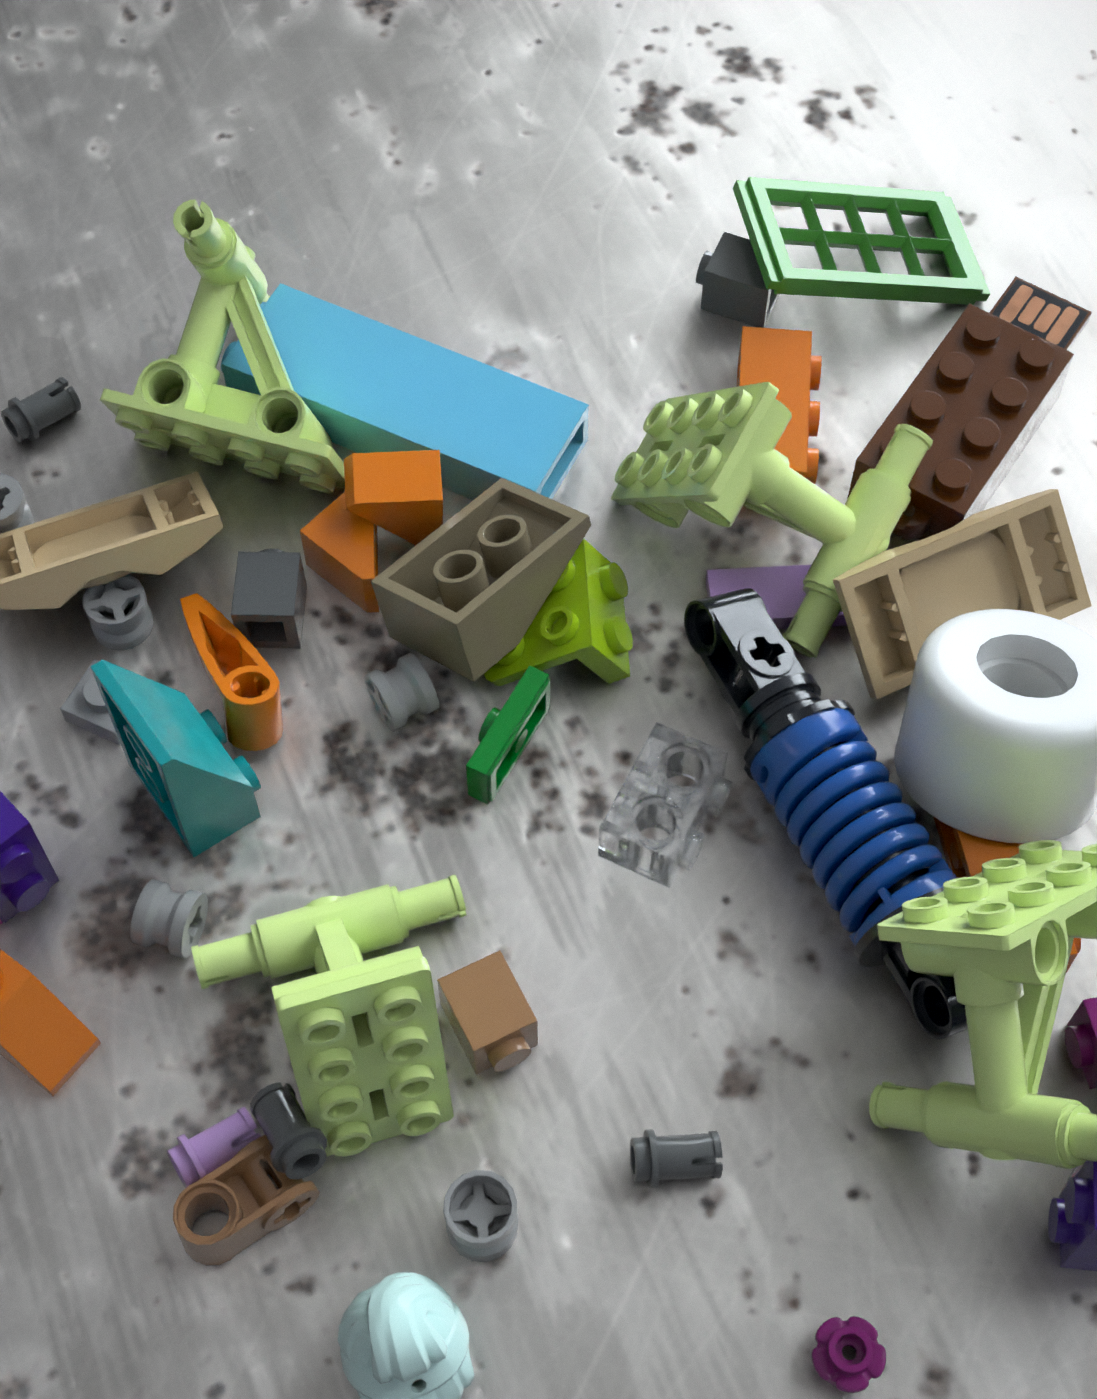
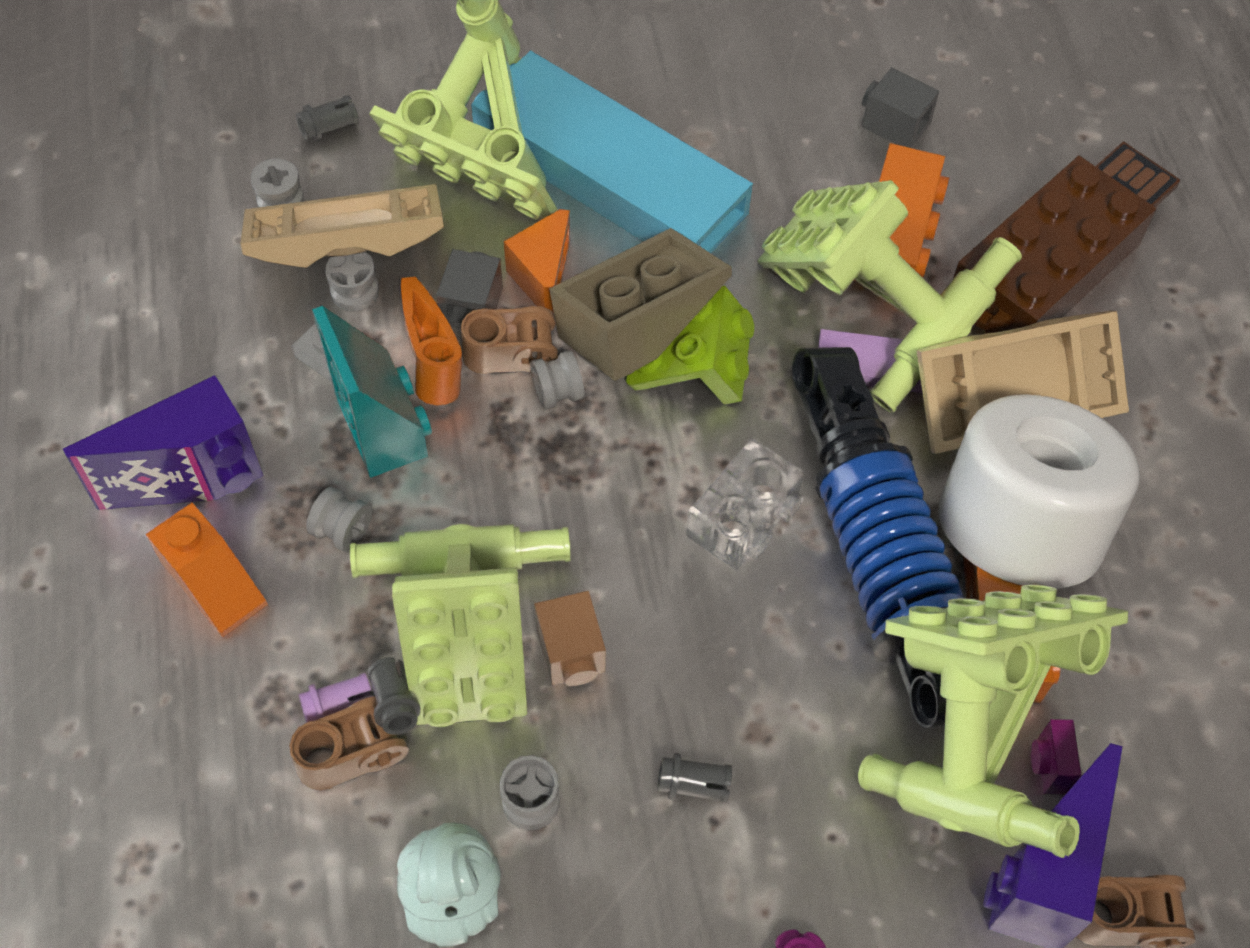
camera: 10 degrees right, 0 degrees up
(333, 649) = (509, 338): none -> medium nougat piece
(396, 491) = (585, 223): orange slope -> none
(507, 734) = (633, 428): green plate -> none
(769, 242) = (1077, 103): bright green piece -> none

